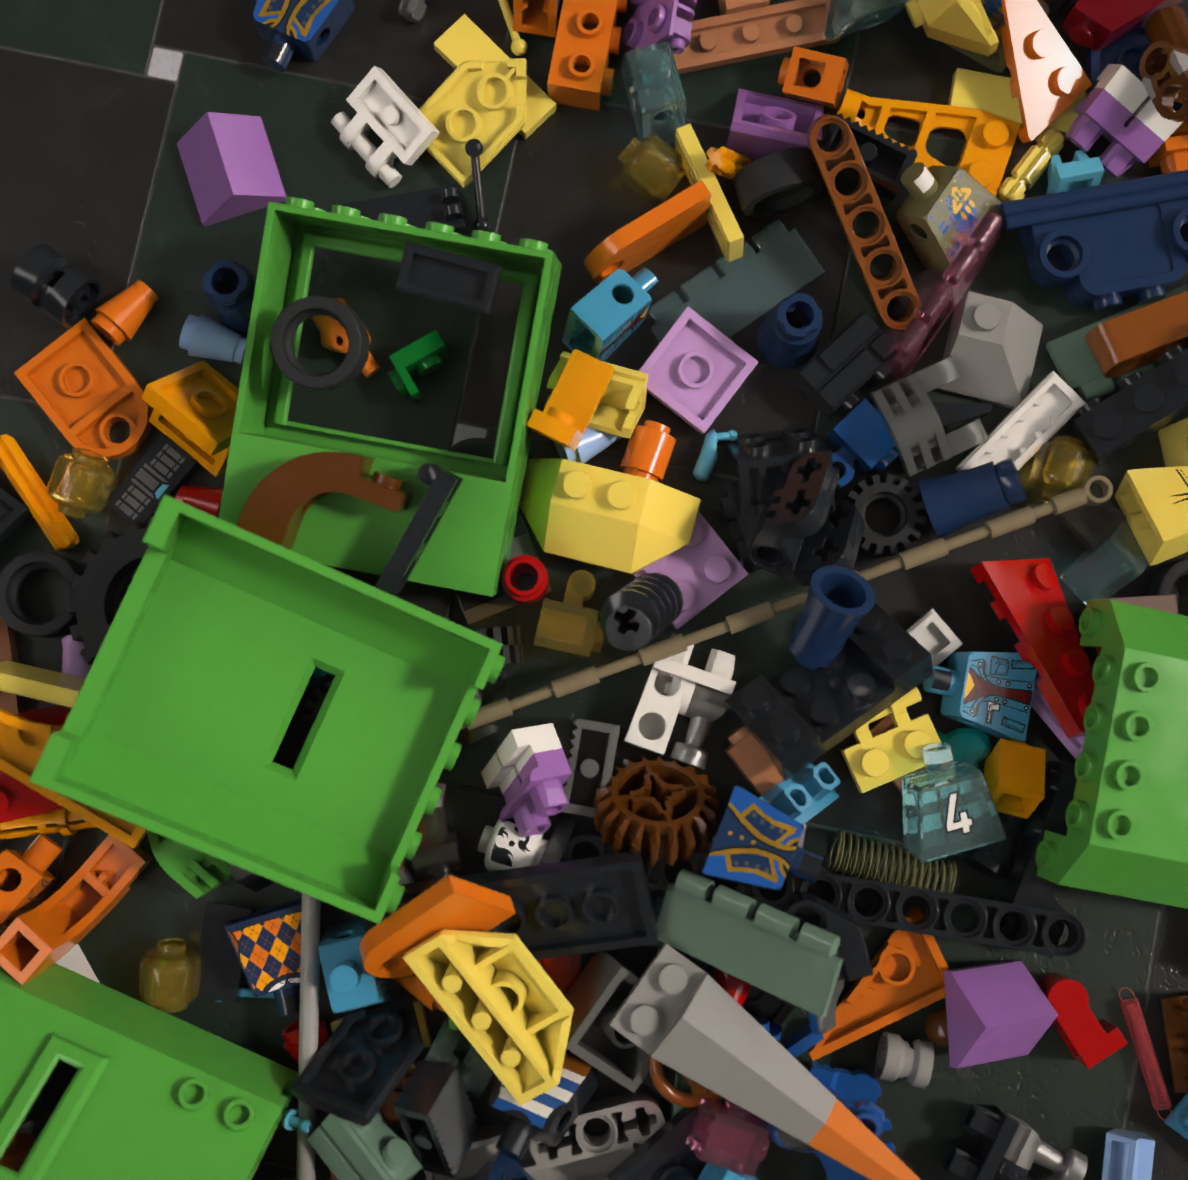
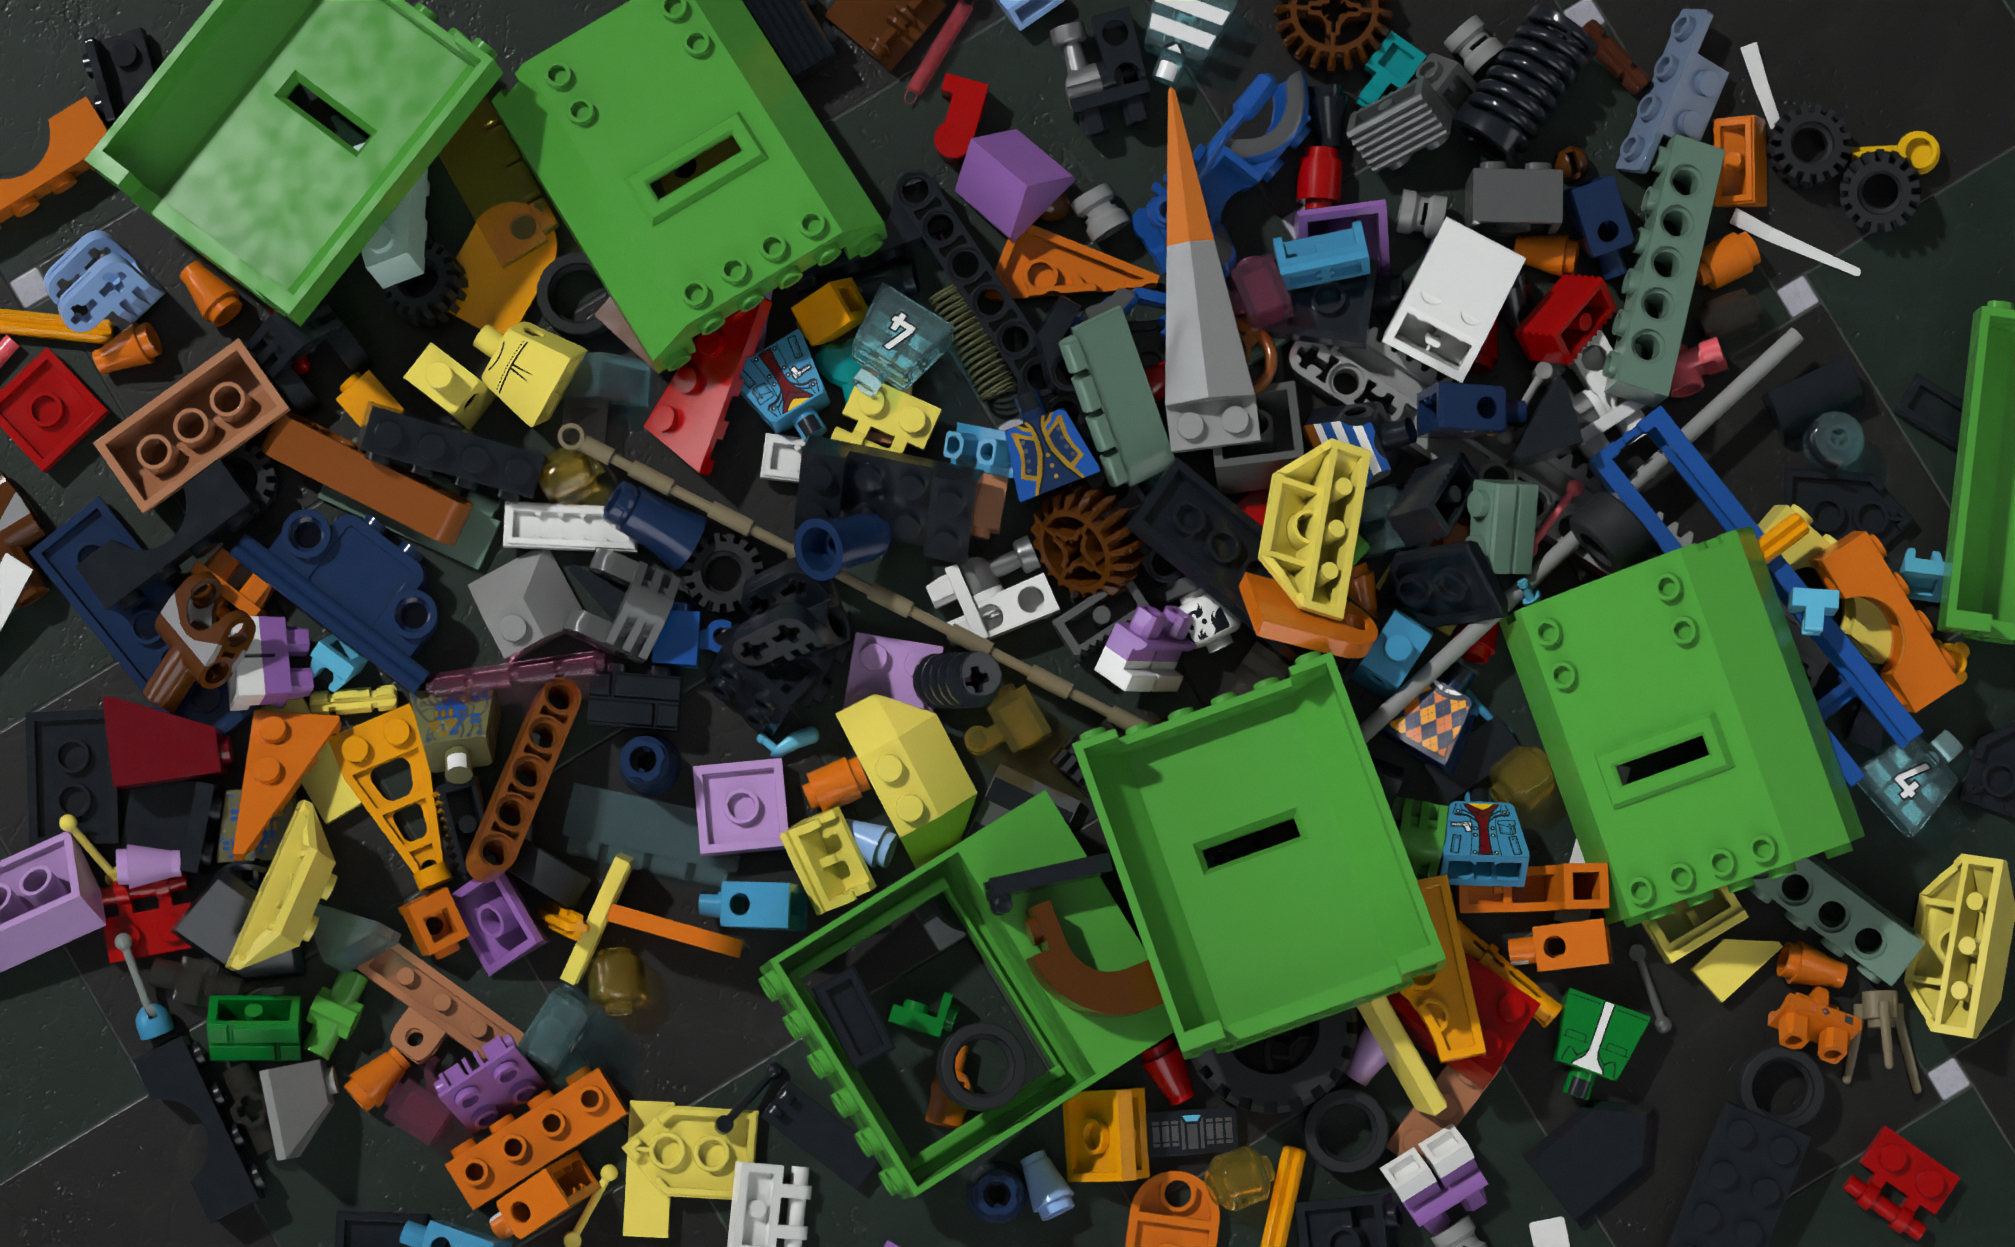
camera: 130 degrees left, 0 degrees up
(140, 902) = (1484, 843): none -> dark azure torso
(520, 566) = (1007, 770): red brick -> none
(573, 400) = (851, 868): light orange bracket -> none

